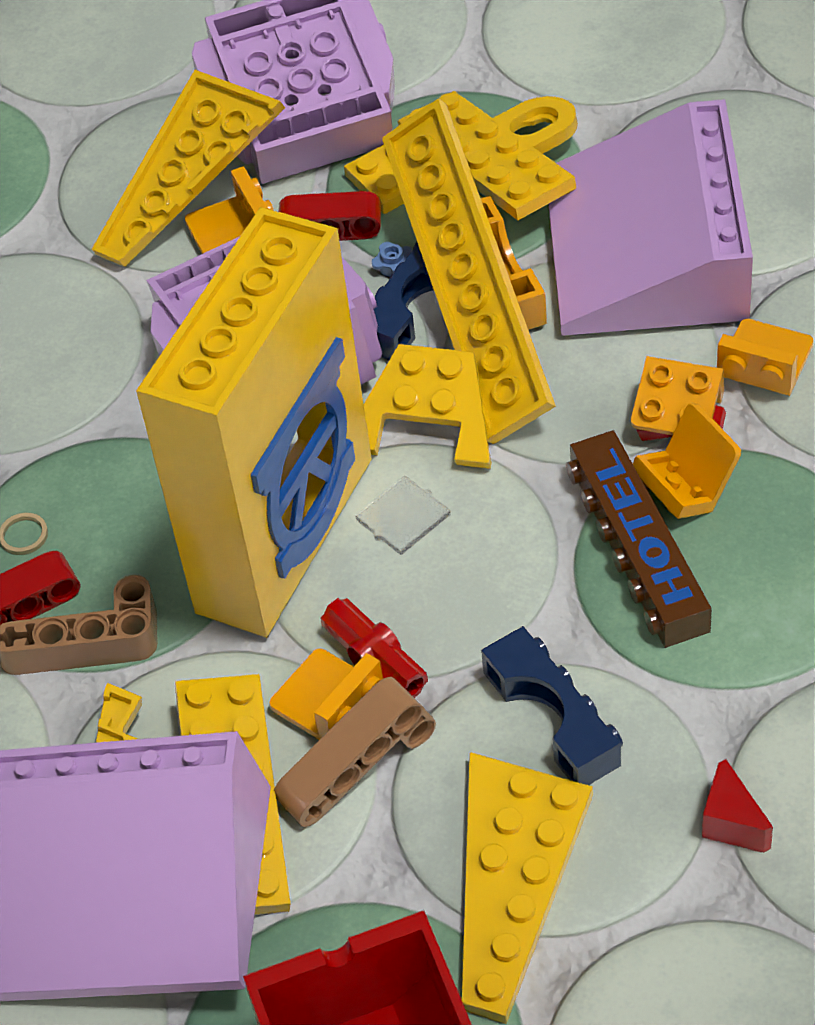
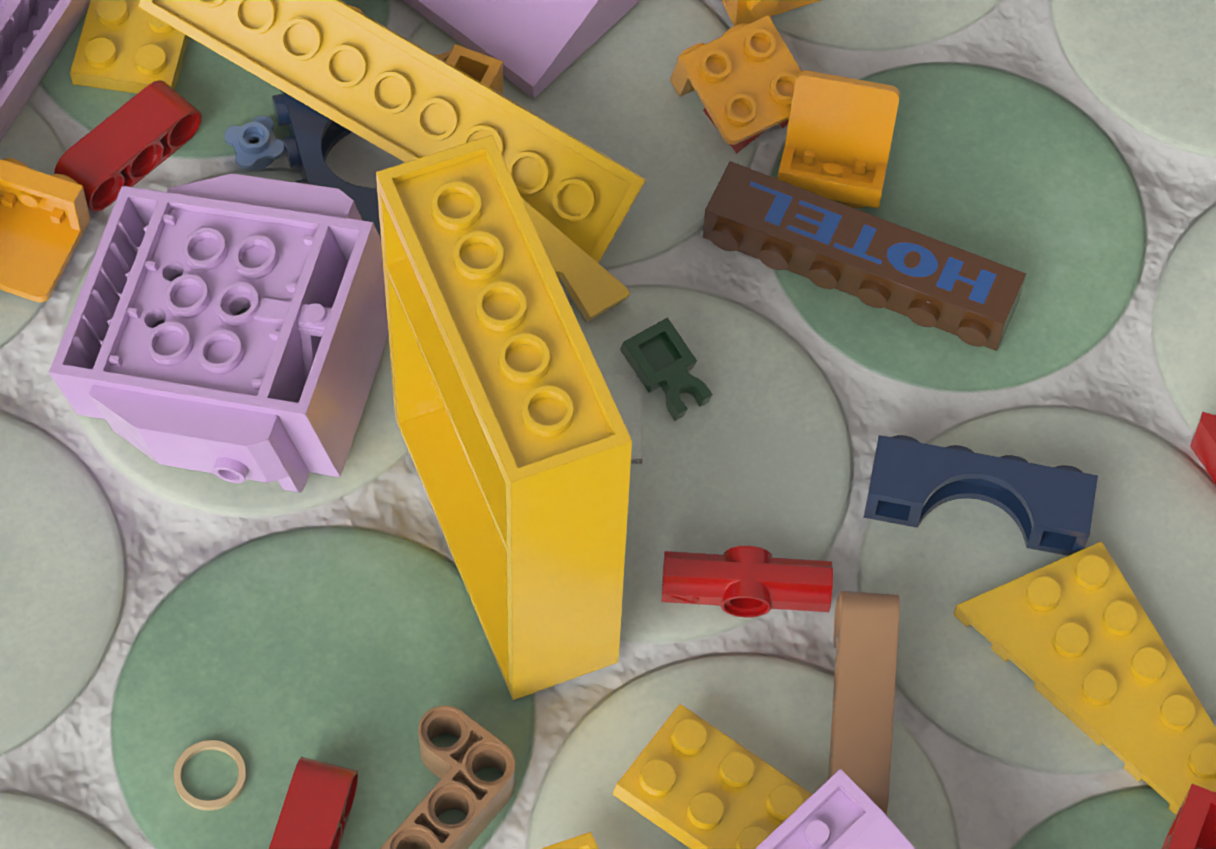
camera: 55 degrees left, 10 degrees up
(324, 690) = (760, 665): light orange bracket -> none
(464, 508) = (663, 361): none -> dark green plate

